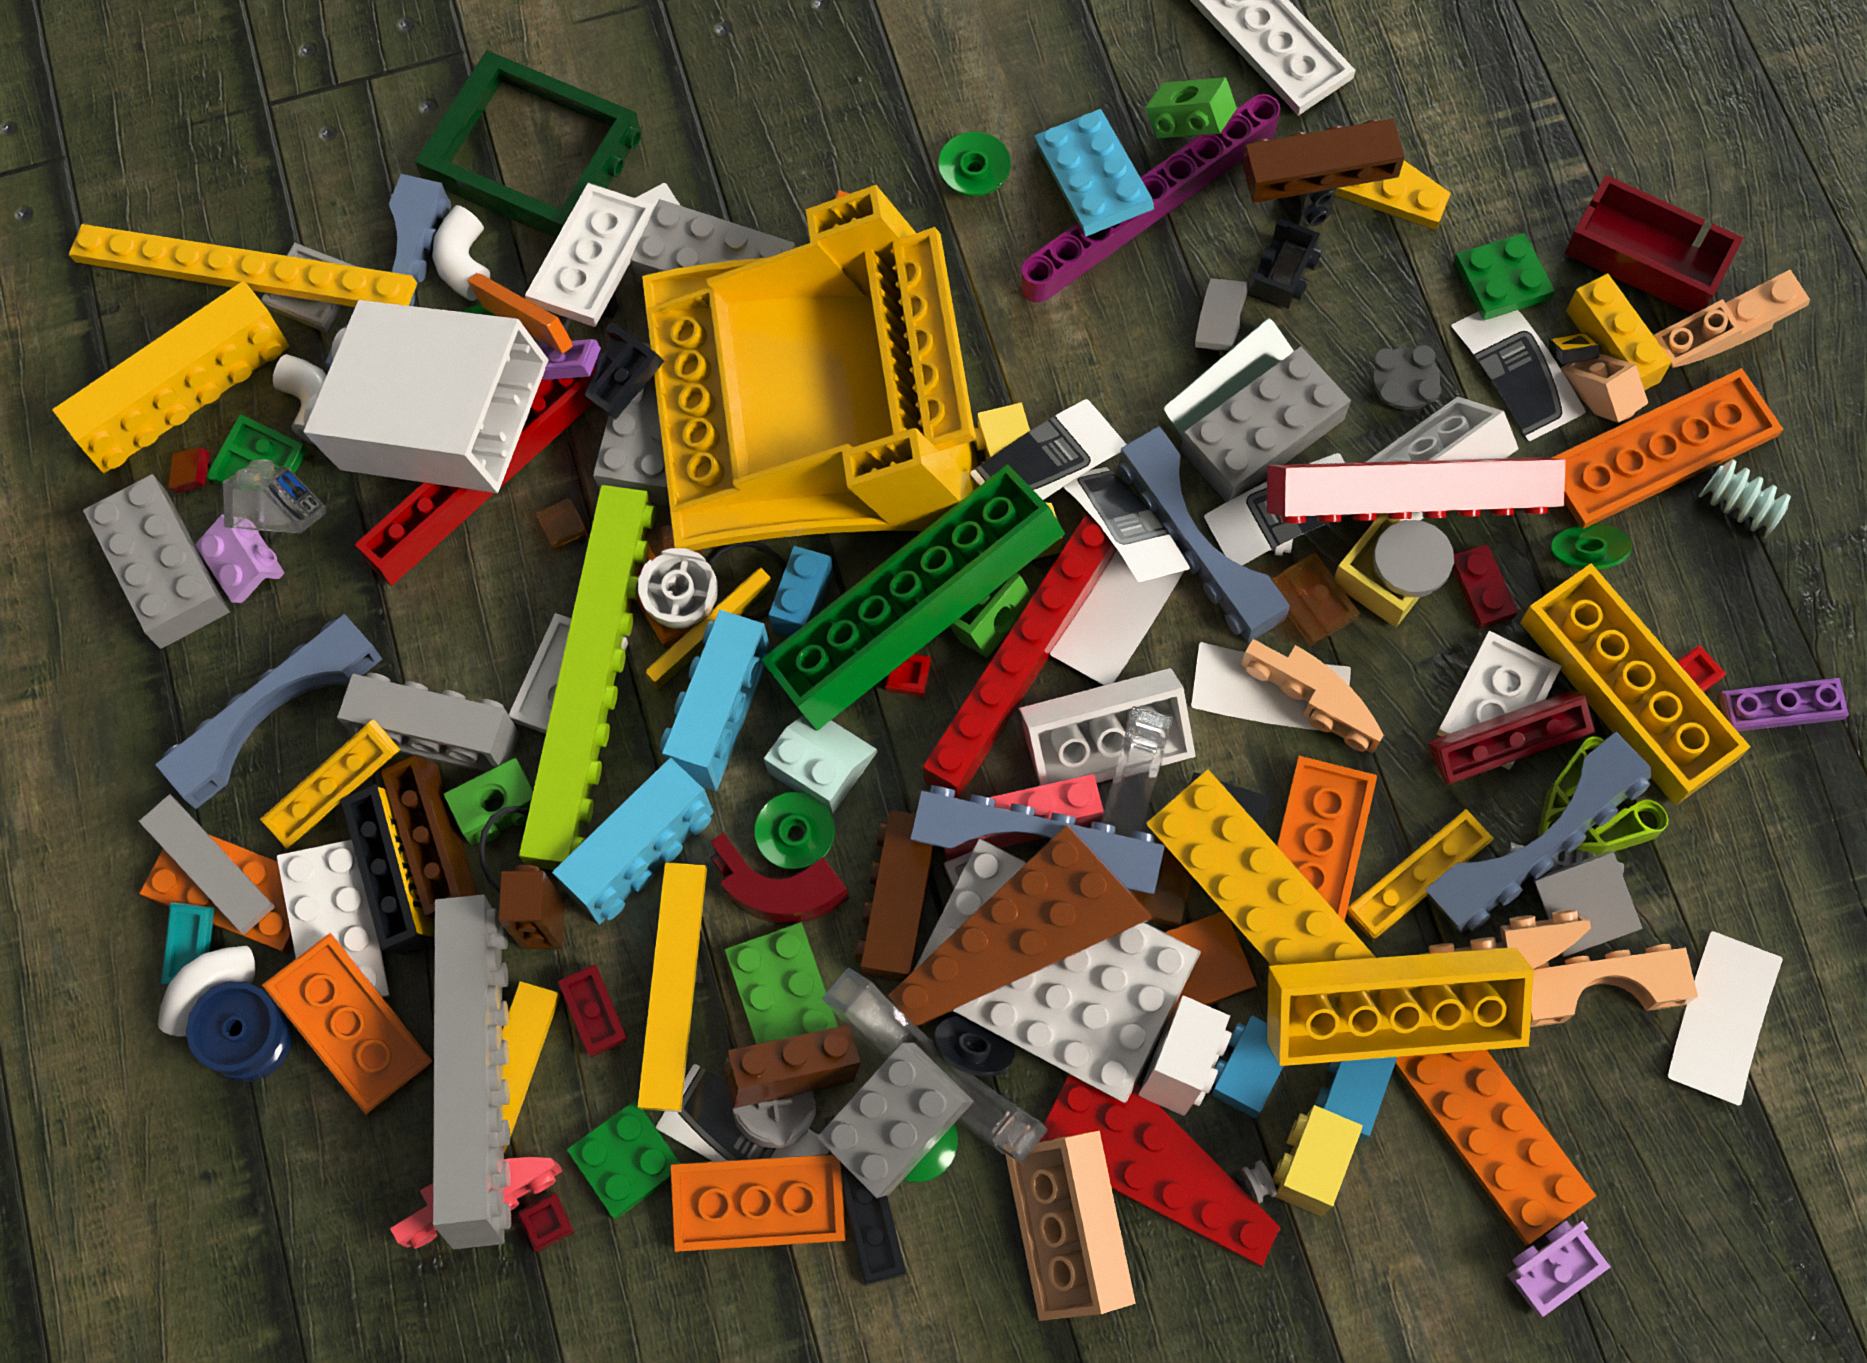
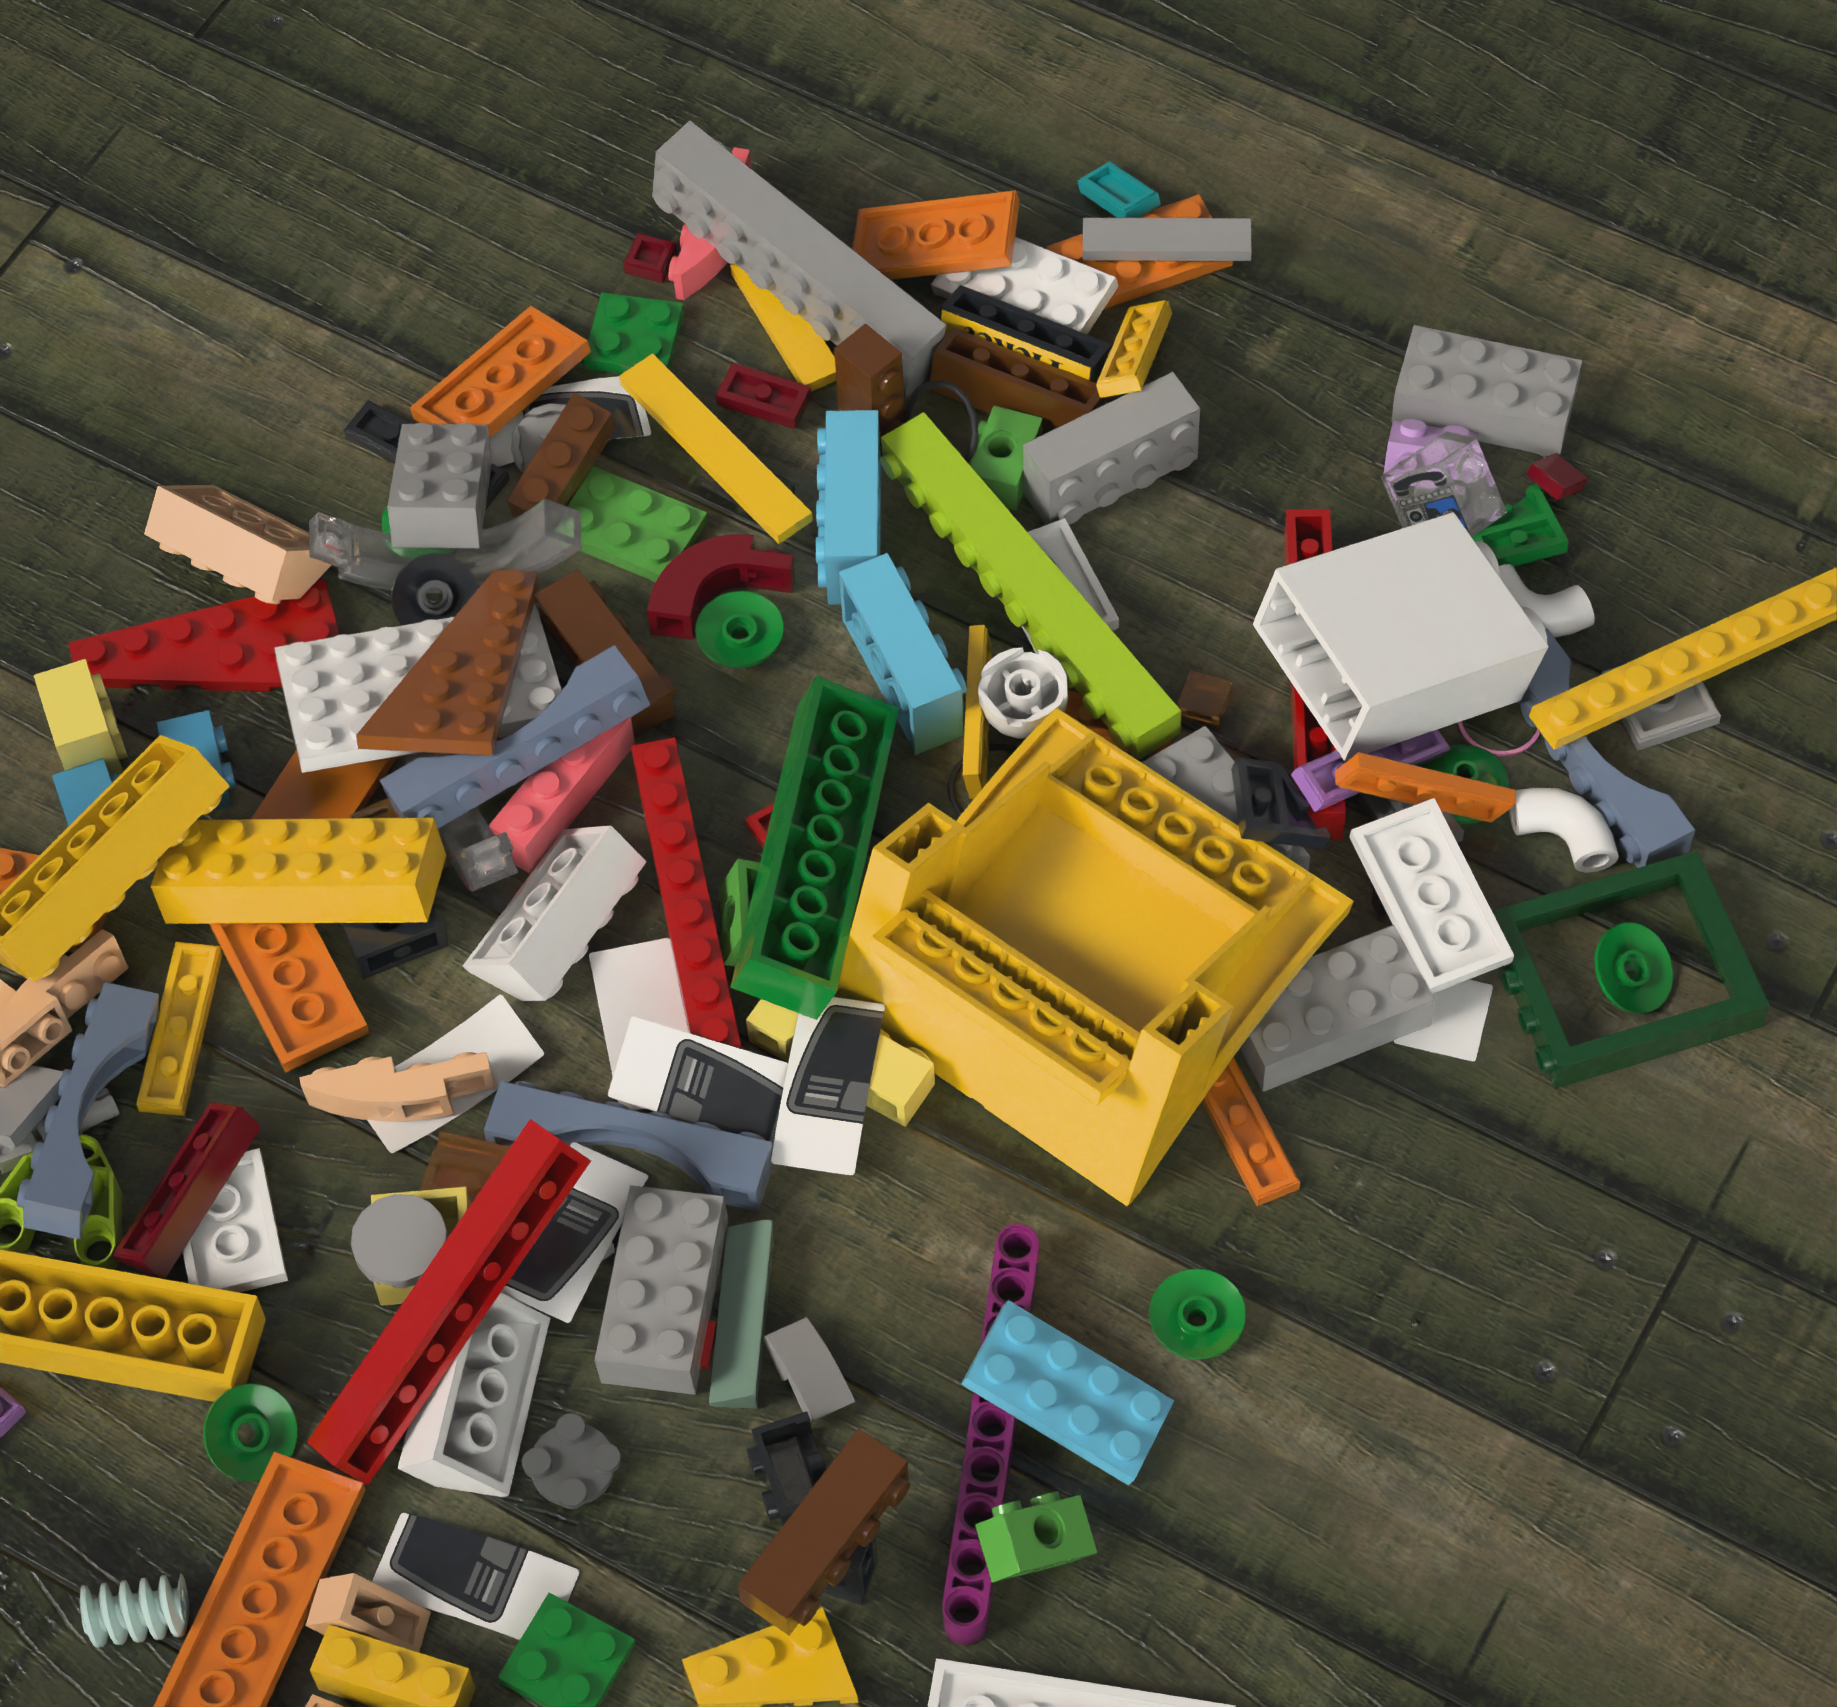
camera: 135 degrees right, 10 degrees down
(172, 377) = (1651, 513): yellow brick -> none
(199, 977) = (1072, 175): white cylinder -> none
(206, 758) = (1256, 441): sand blue arch -> none
(239, 1032) = (1005, 157): dark blue wheel -> none
(526, 141) = (1647, 967): none -> green dish
(800, 590) = (920, 780): dark azure brick -> none
(819, 761) = (766, 691): light aqua slope -> none
(1186, 1056) = (249, 706): white brick -> none
(1259, 1182) = (122, 691): light grey bush -> none
(1483, 587) = (328, 1324): dark red plate -> none
(1574, 348) = (430, 1630): black tile -> none
(1701, 668) = (61, 1410): red tile -> none

